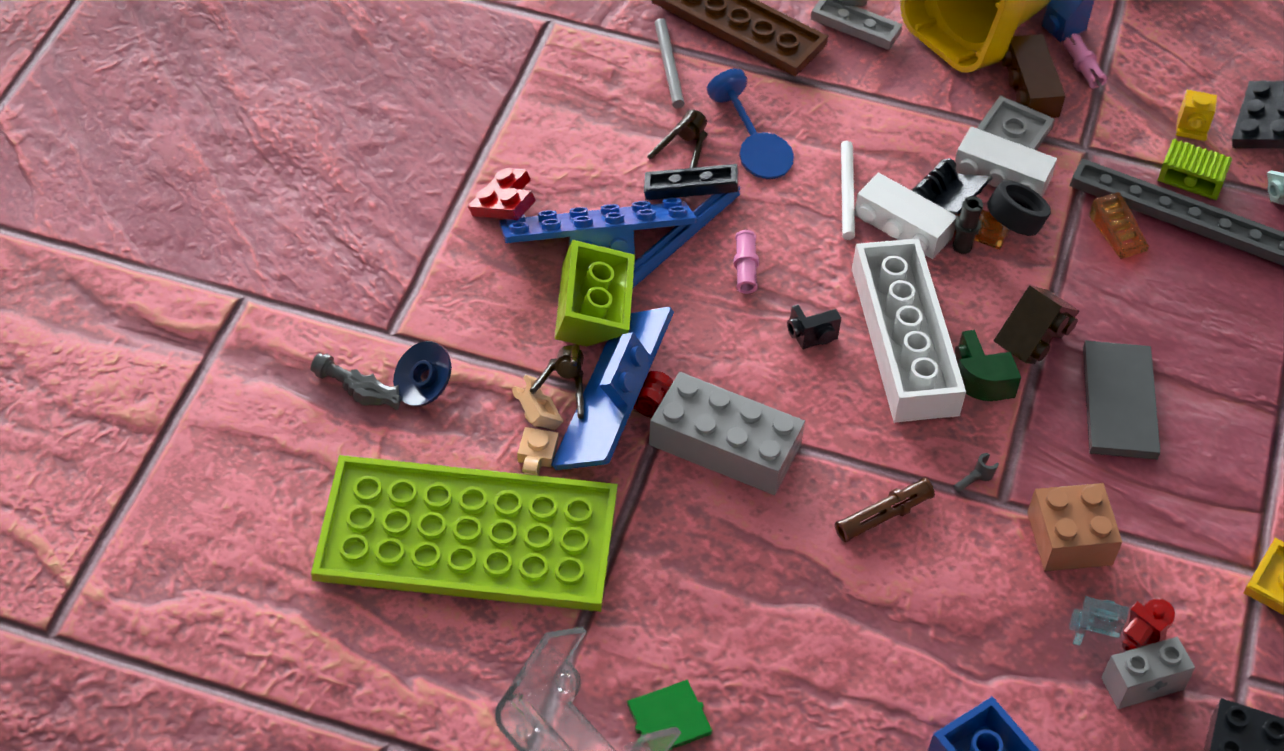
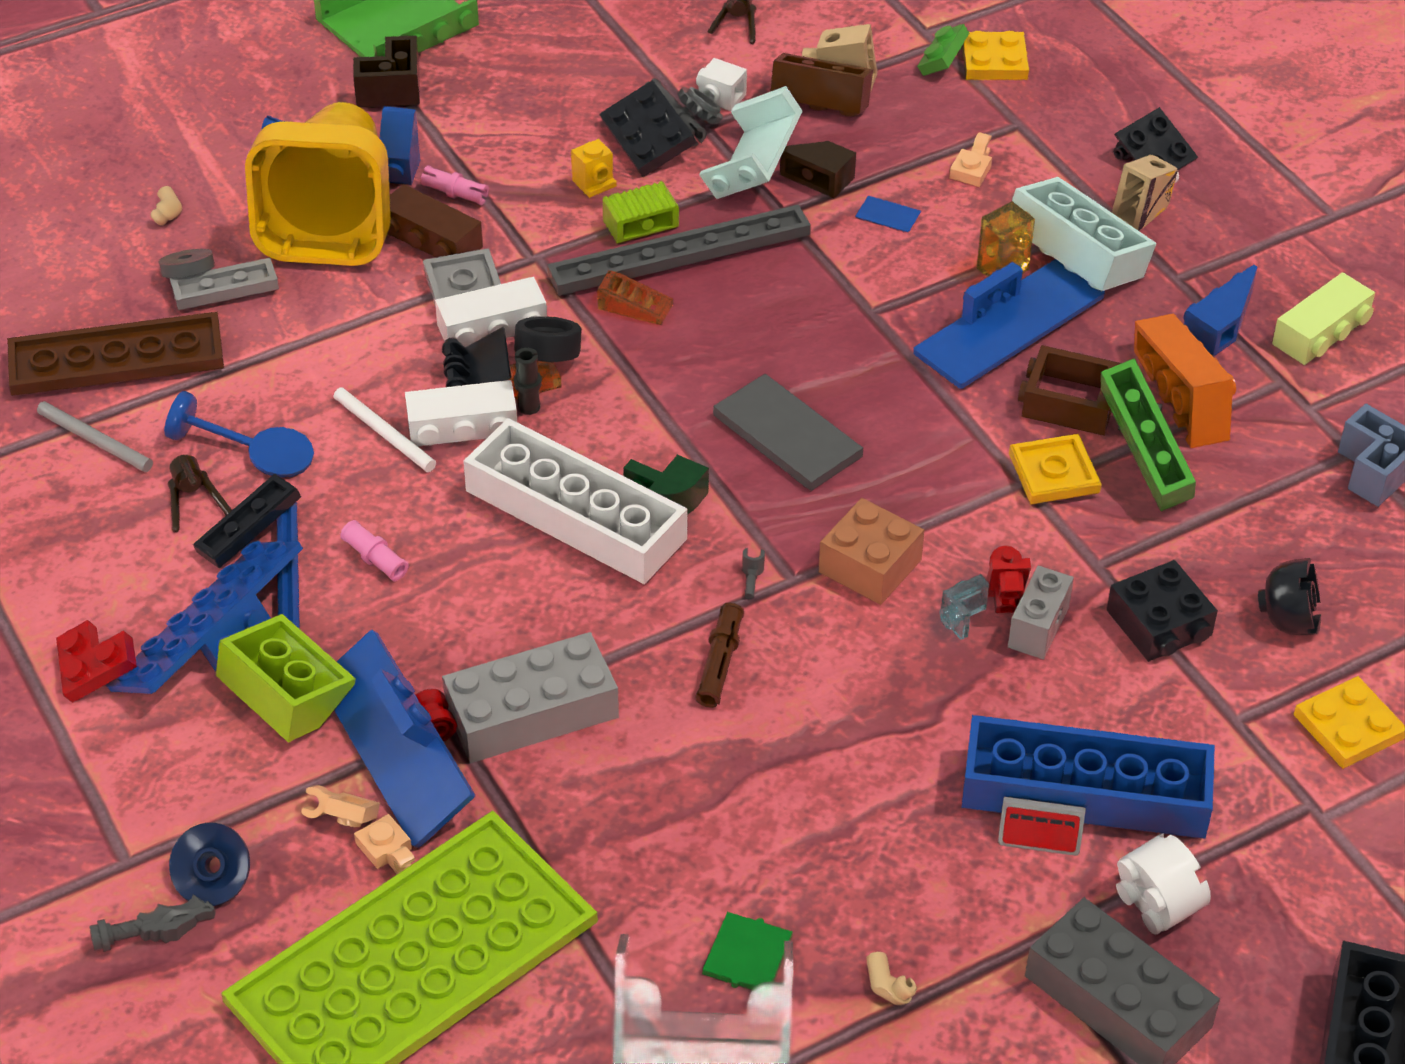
camera: 45 degrees left, 5 degrees down
(568, 365) = (329, 750): dark brown plant -> none
(813, 329) = (496, 564): black bracket -> none
(1034, 323) = (671, 421): dark brown brick -> none

